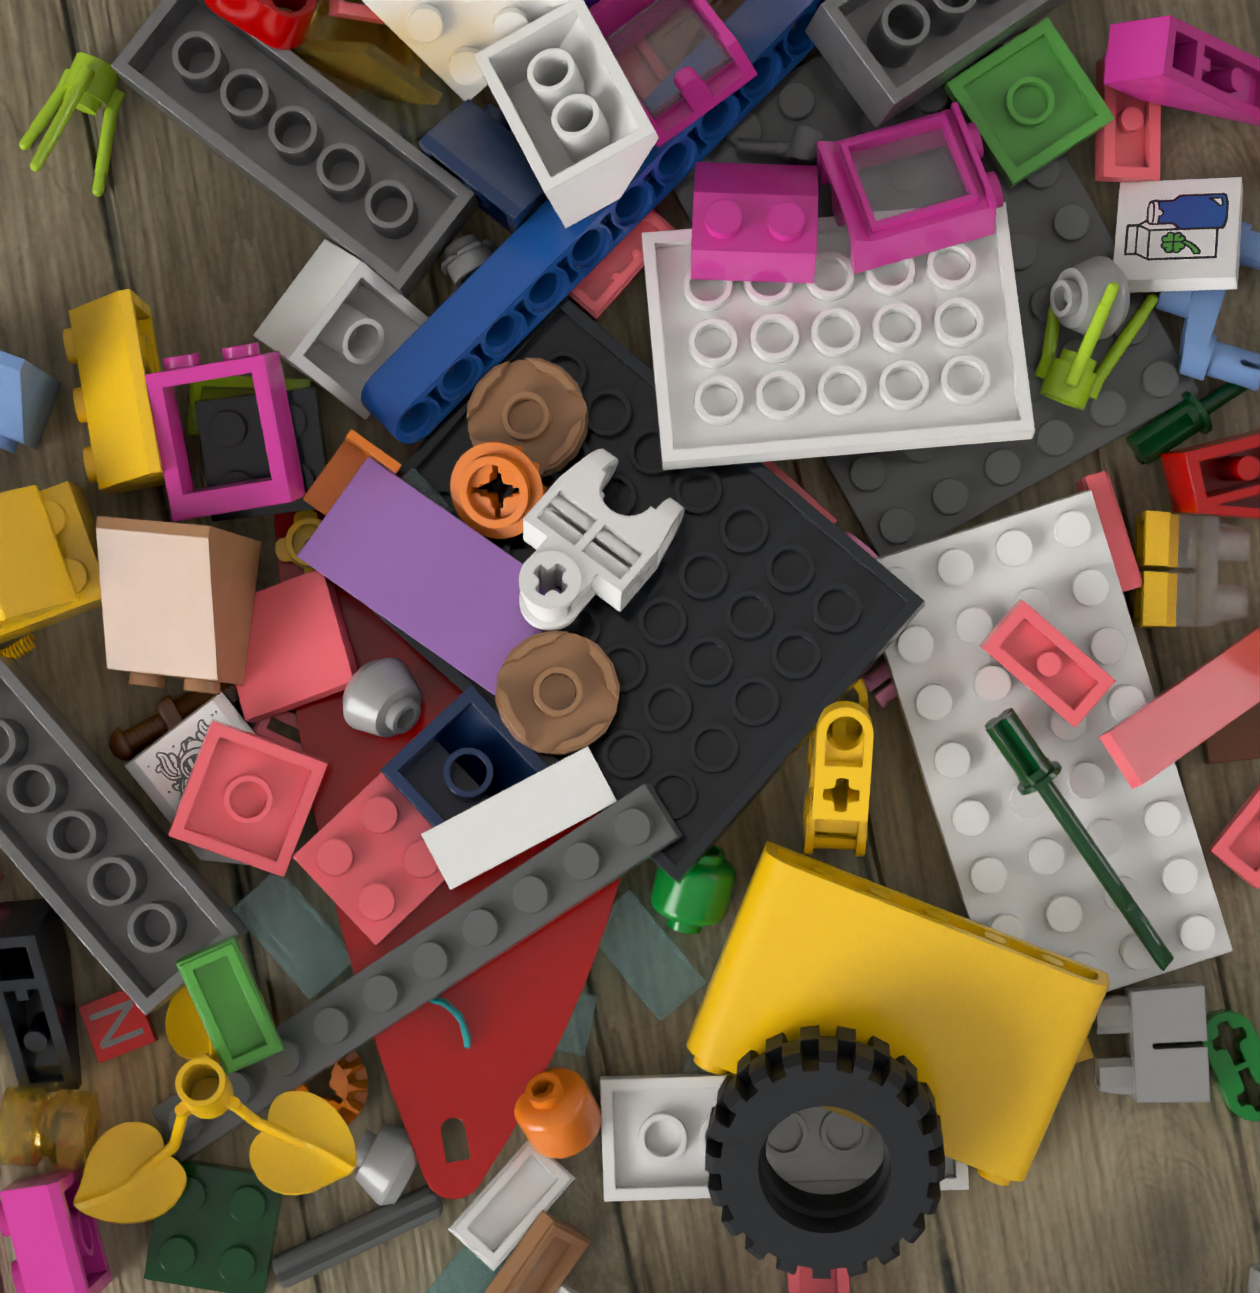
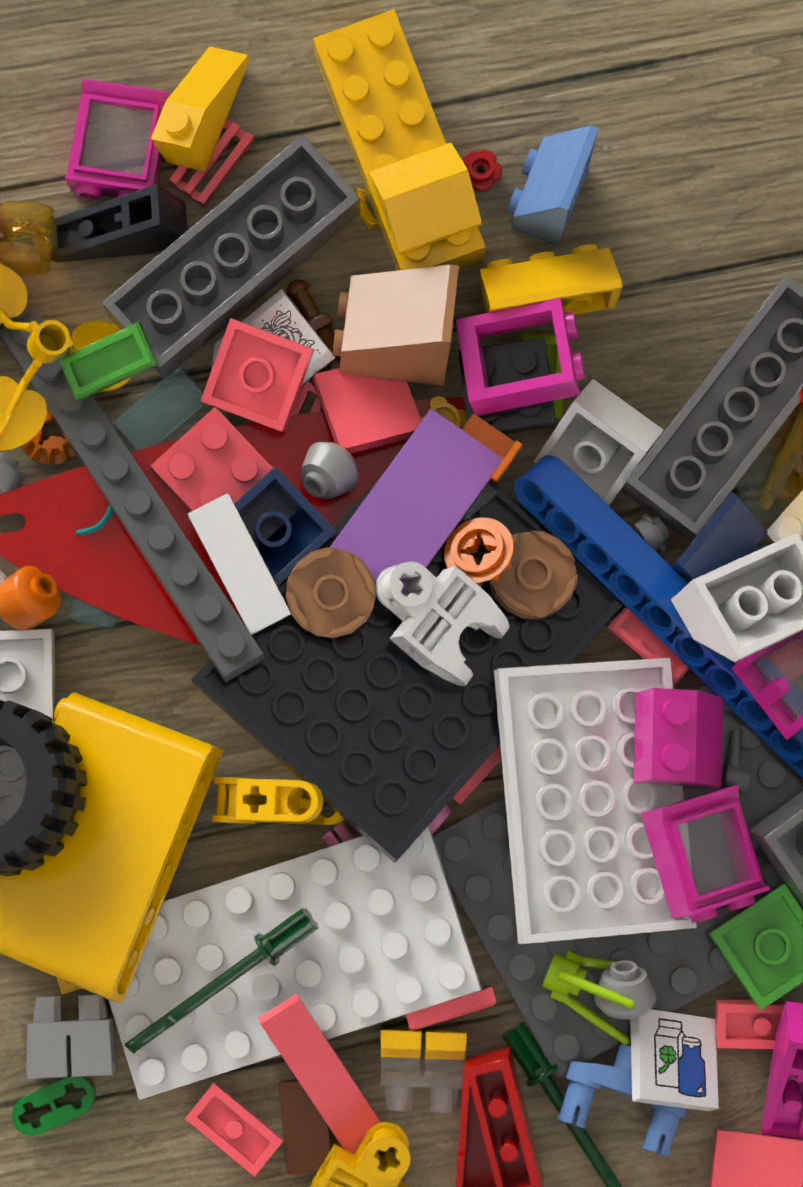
camera: 90 degrees right, 5 degrees down
(86, 87) = (772, 261): lime plant -> none
(116, 1025) = (95, 285): red tile -> none
(648, 957) = (140, 665): clear light blue tile -> none
(700, 898) = (184, 702): green head -> none
(1047, 663) = (351, 954): coral plate -> none

